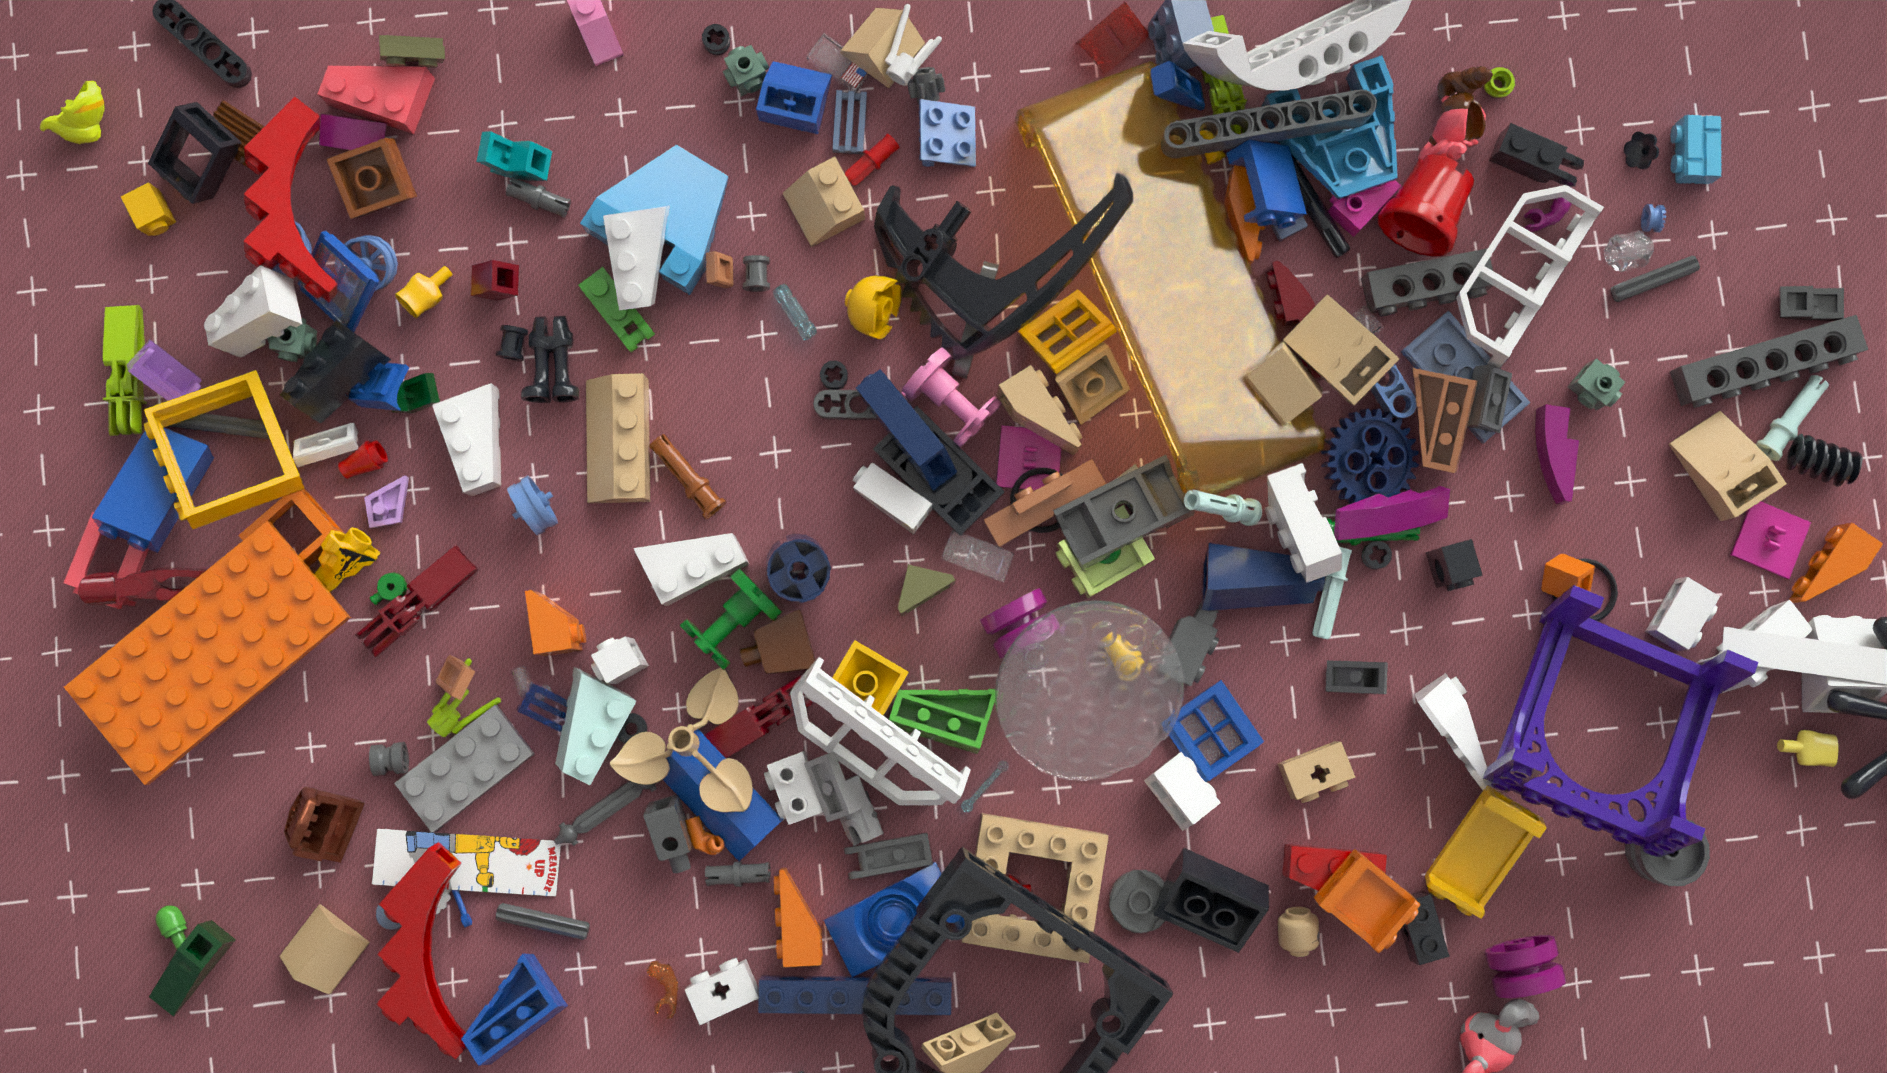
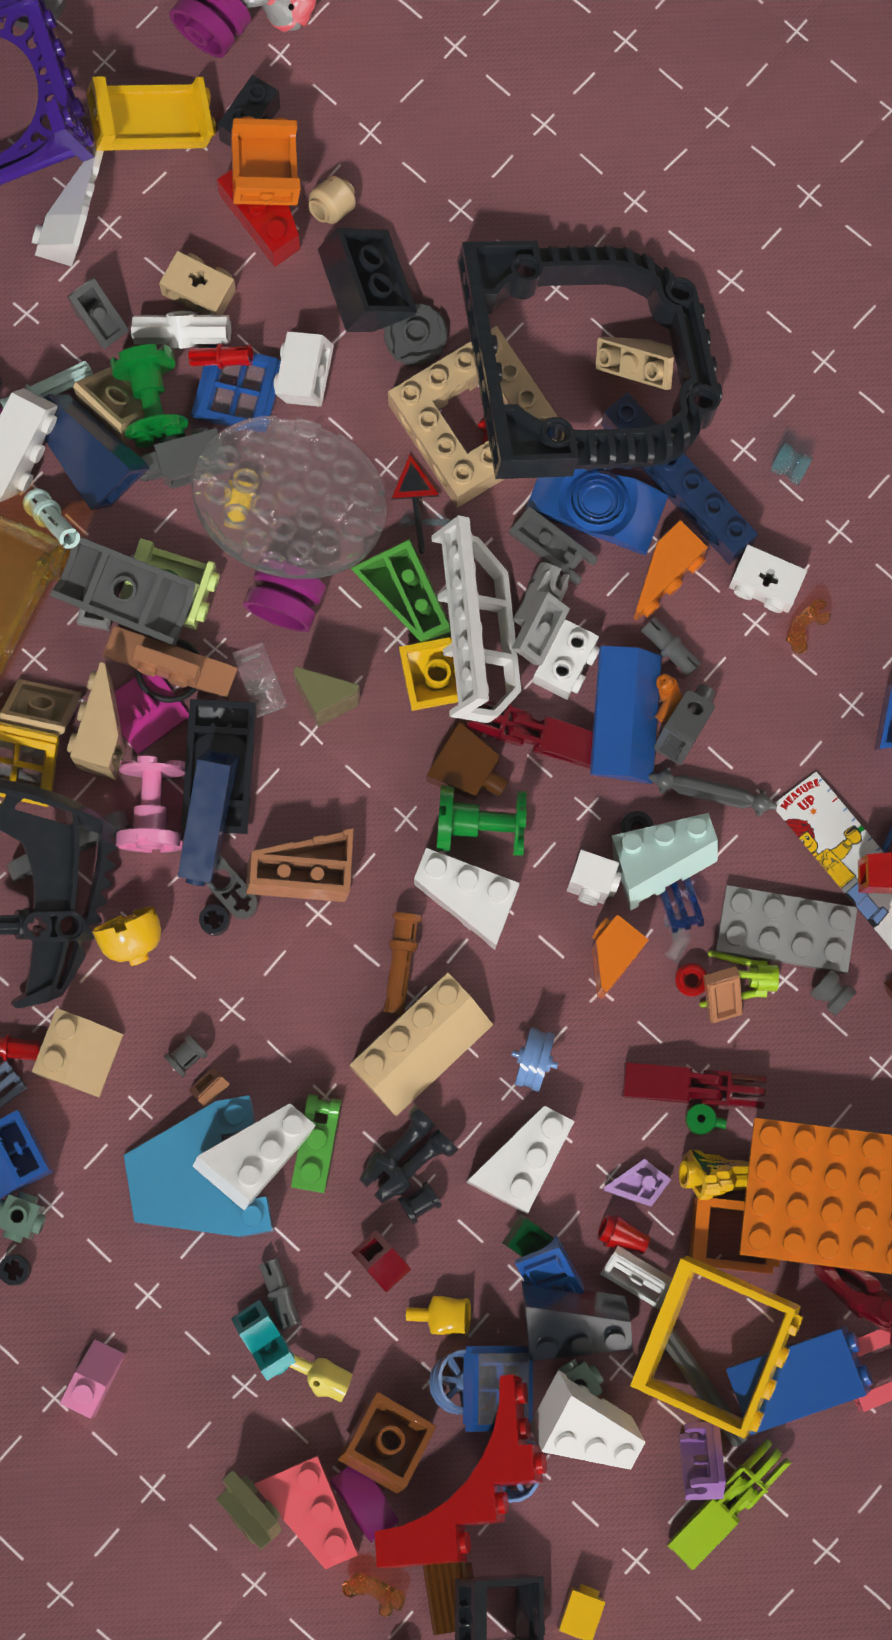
camera: 130 degrees left, 5 degrees down
(302, 87) = (384, 1593): none -> clear orange piece
(455, 178) = (324, 1377): none -> light yellow piece
(481, 668) = (693, 969): none -> red plate
(542, 921) = (843, 763): dark grey axle -> none
(644, 755) = (652, 788): tan plant -> none
(788, 584) = (402, 814): dark blue cylinder -> none
(794, 311) = (190, 997): clear light blue axle -> none
(809, 465) = (304, 869): none -> nougat wedge
(892, 497) = (272, 781): white slope -> none
(1025, 795) = (414, 485): none -> piece
(1244, 738) = (222, 356): none -> red axle
(1269, 664) = (144, 369): none -> green piece
(1278, 634) = (109, 401): none -> tan slope
(1292, 728) = (181, 329): none -> white piece

